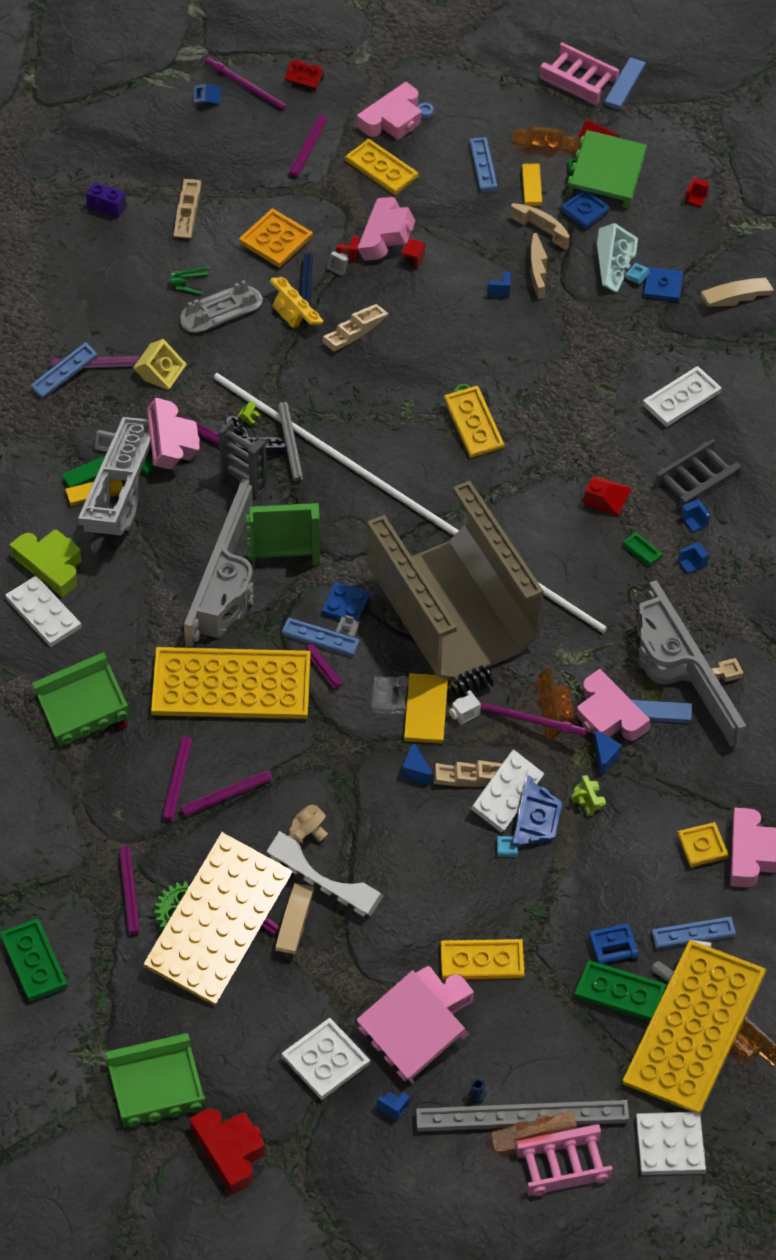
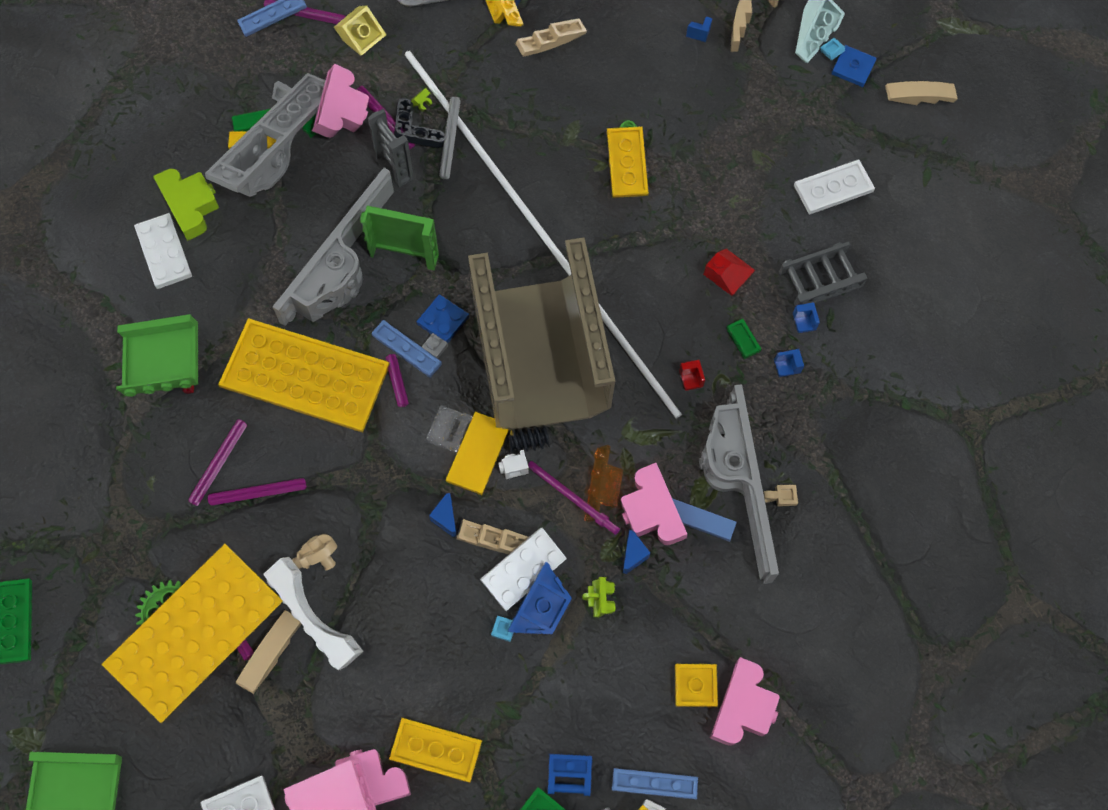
camera: 15 degrees right, 15 degrees up
(129, 890) = (127, 571): magenta axle -> none
(605, 591) = (692, 375): none -> red panel

